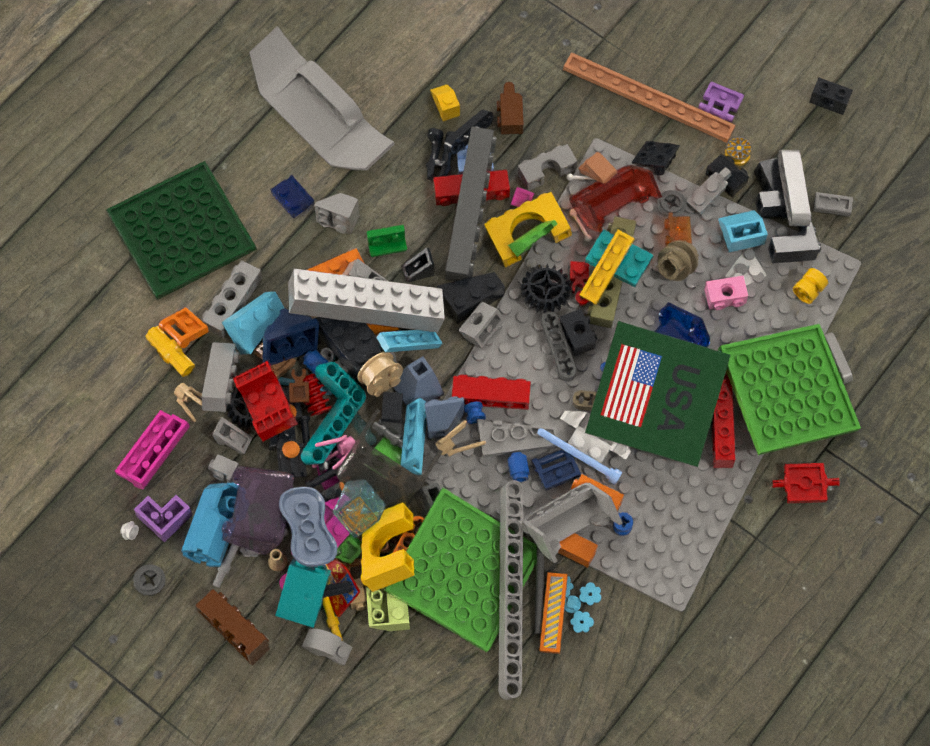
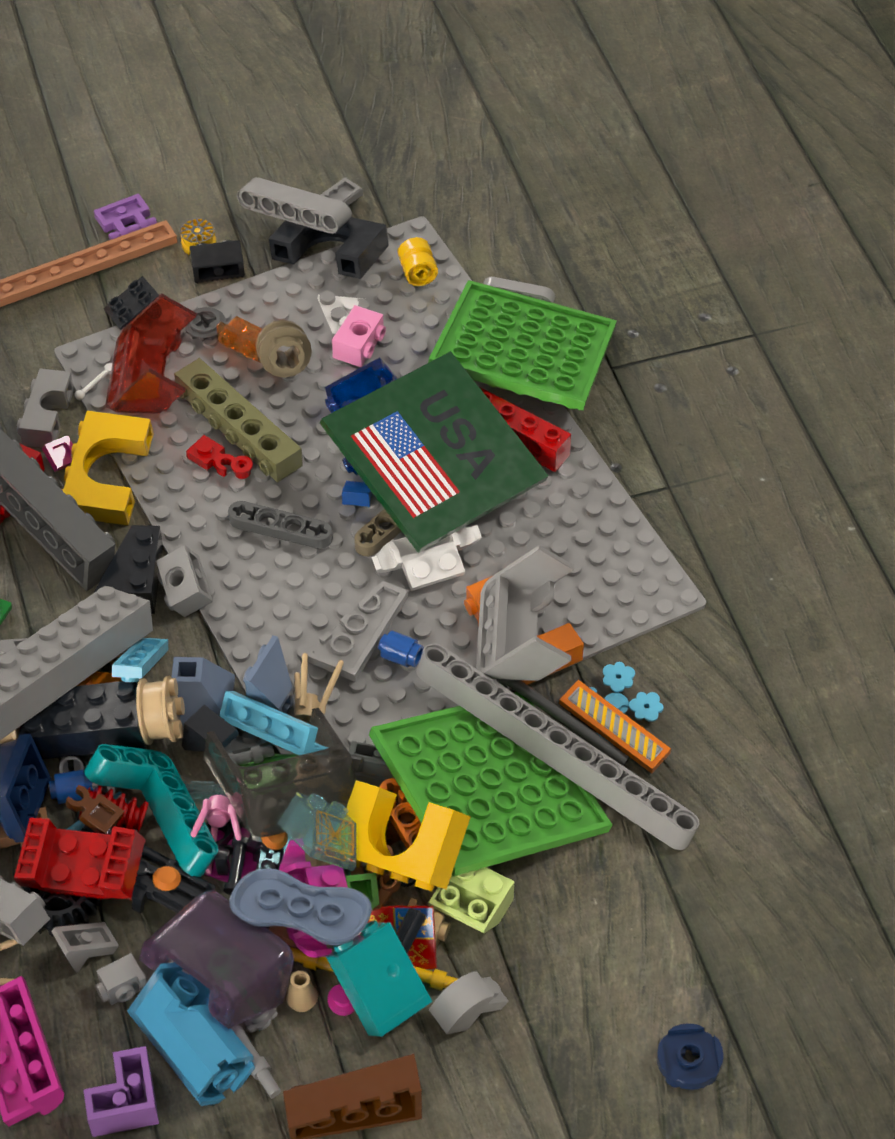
camera: 55 degrees left, 15 degrees down
(419, 266) = (48, 598): black slope -> none
(474, 412) = (293, 651): blue wheel -> none
(493, 392) = (283, 616): red brick -> none
(527, 240) = (124, 460): bright green slope -> none
(531, 289) = (199, 500): black gear -> none
(558, 473) = (441, 615): dark blue plate -> none
(578, 342) = (282, 491): black brick -> none
(588, 238) = (171, 420): hinge -> none
(598, 168) = (99, 356): nougat slope -> none
(607, 267) = (235, 407): yellow tile -> none
(611, 474) = (488, 564): light blue piece -> none
(623, 529) = (563, 594): blue wheel -> none
(631, 267) = (231, 396): teal plate -> none
(709, 191) = (223, 281): light grey hinge -> none
(743, 230) = (299, 278): medium azure slope -> none
(768, 175) = (254, 228): black hinge -> none
(805, 483) = (641, 403): red plate -> none
(831, 96) = (213, 128): black brick -> none

